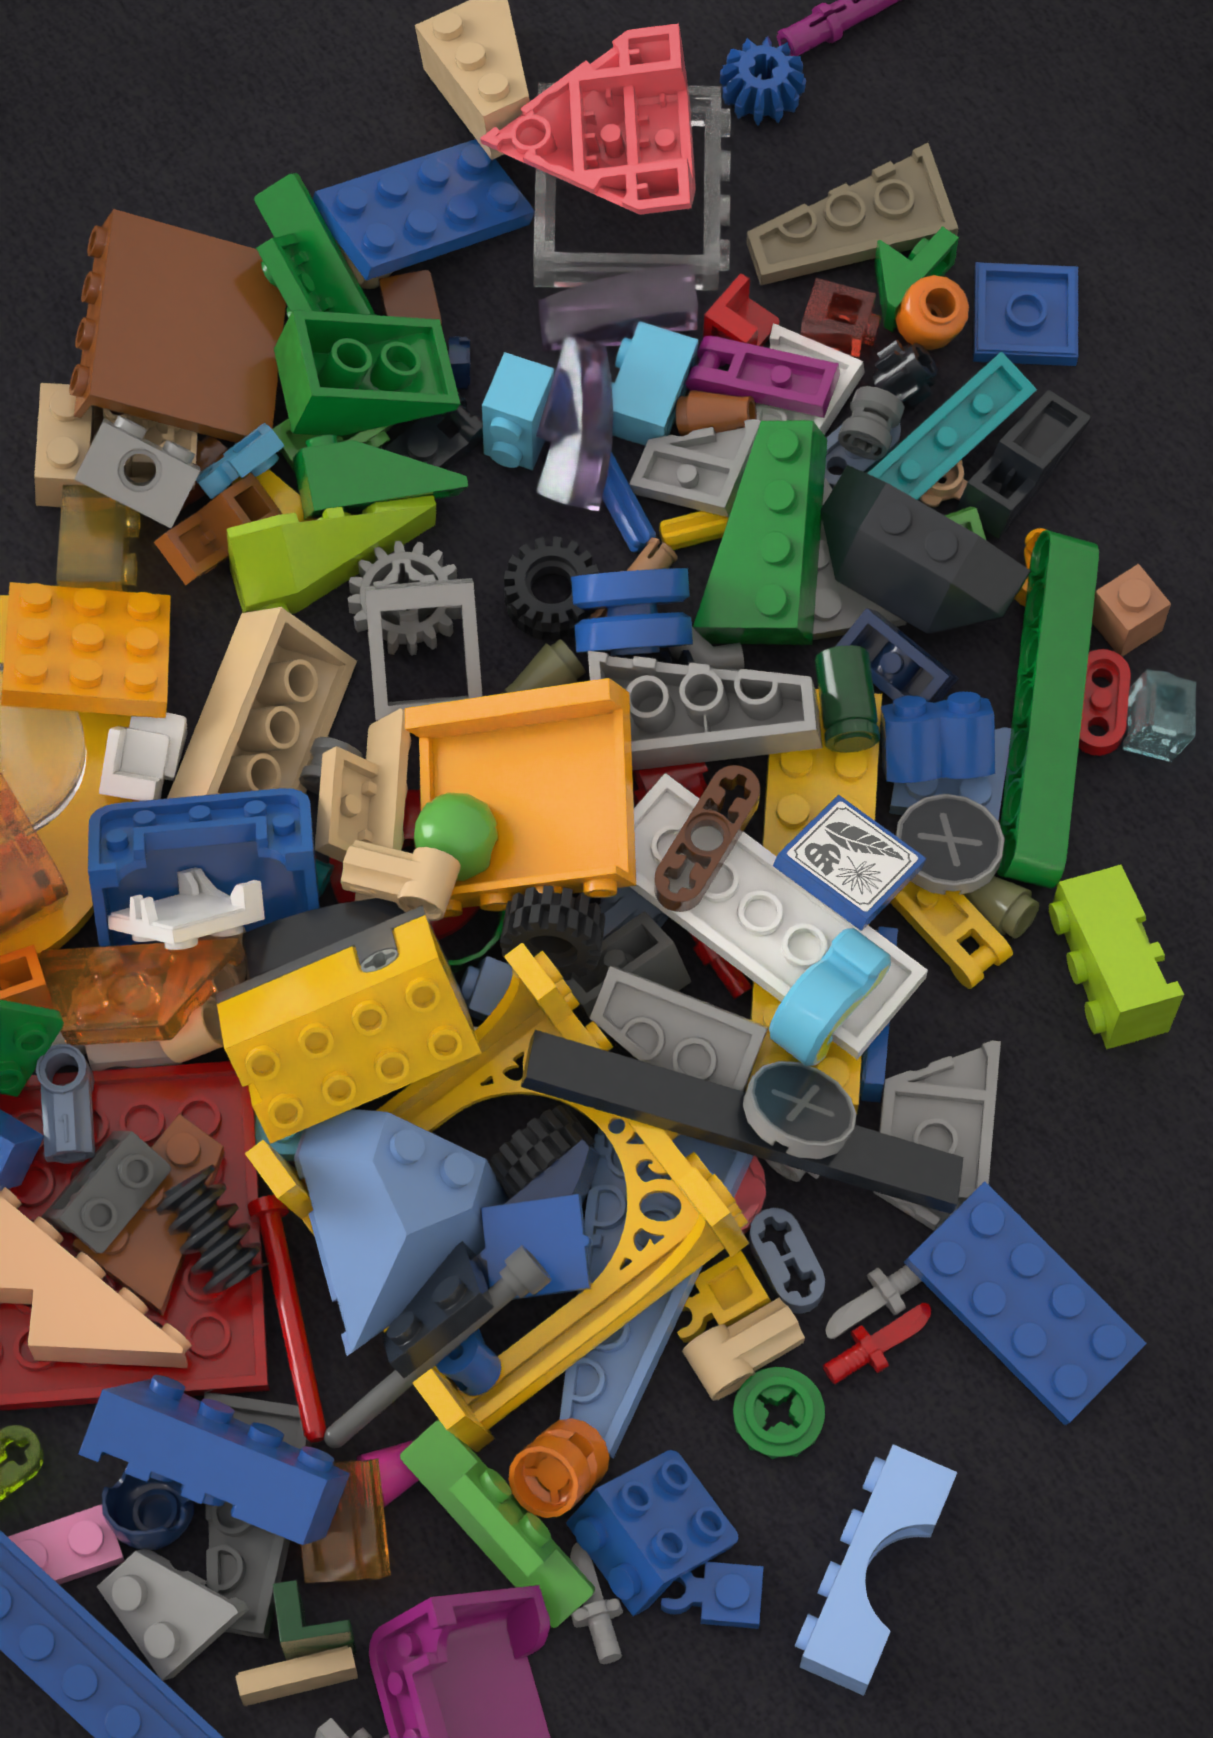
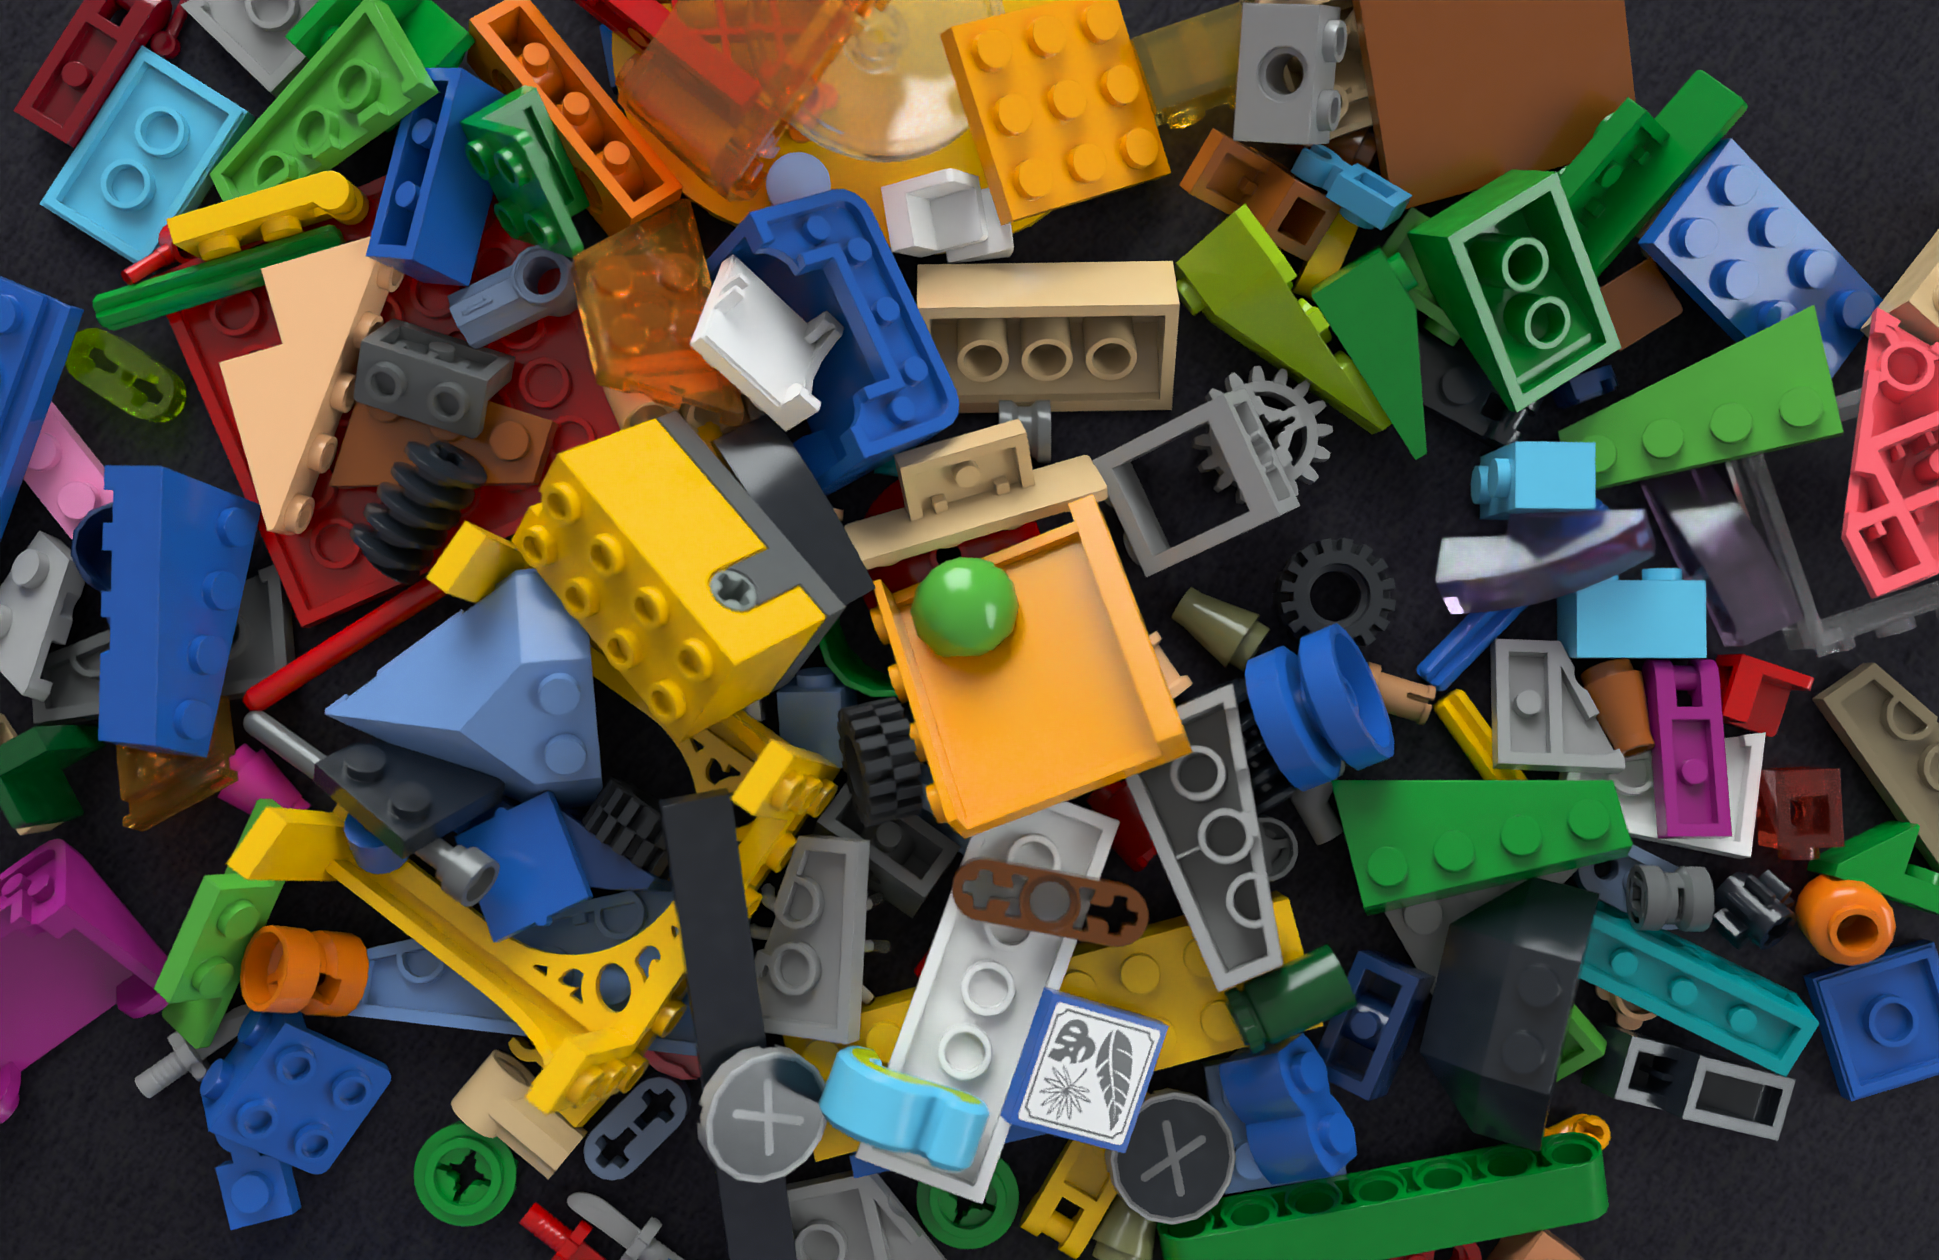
camera: 70 degrees right, 20 degrees up
(71, 859) = (796, 177): none -> light blue tile
(402, 877) = (879, 584): tan piece -> none
(513, 266) = (1727, 407): none -> bright green wing
(960, 1020) = (979, 1223): none -> green gear

